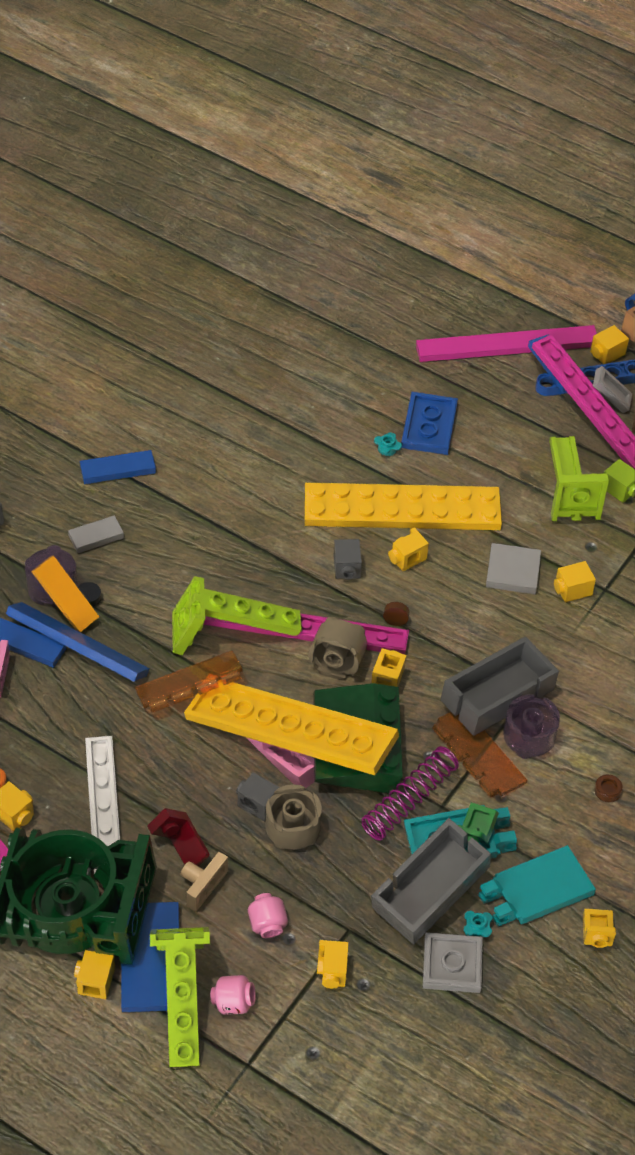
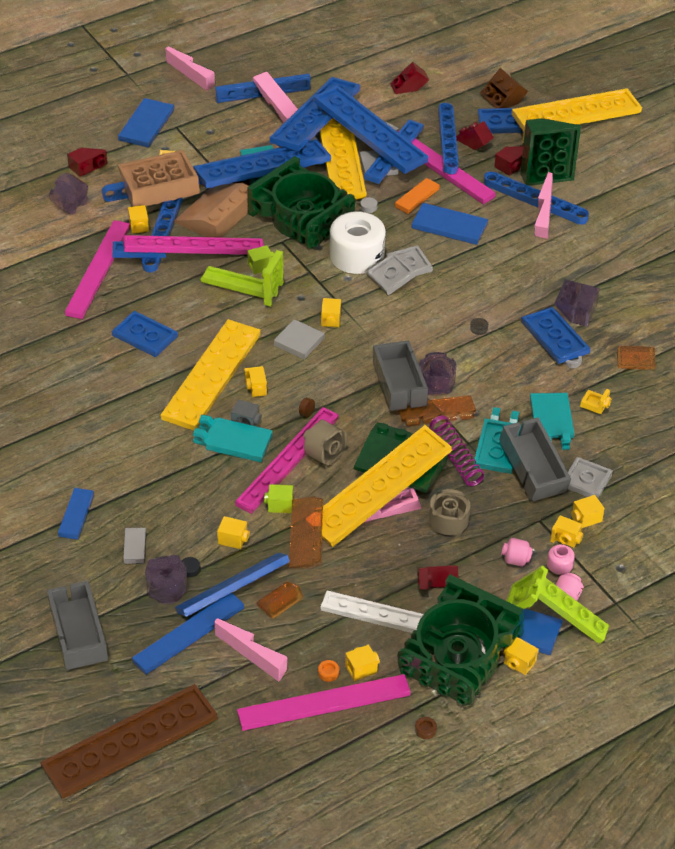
camera: 65 degrees left, 5 degrees down
(65, 594) = (195, 570): light orange tile -> none
(80, 696) = (280, 599): none -> clear orange slope
(154, 612) = (232, 532): none -> yellow brick
(198, 602) = (258, 500): lime bracket -> none
(204, 880) = (474, 574): tan tile -> none
(230, 637) = (279, 498): none -> lime brick
(254, 795) = (420, 527): dark grey brick -> none
(276, 969) = (560, 559): none -> bright pink head
(308, 564) = (232, 438): none -> teal tile
(383, 978) = (588, 511): none -> yellow brick
(387, 444) = (151, 360): teal plate -> none
(389, 668) = (354, 426): yellow brick -> none
(473, 929) = (568, 455): teal plate -> none
(479, 822) = (502, 418): green bracket -> none
(601, 267) = (69, 193): none -> brick
(608, 788) = (495, 361): reddish brown tile -> none
(612, 389) = (182, 230): light grey tile -> none

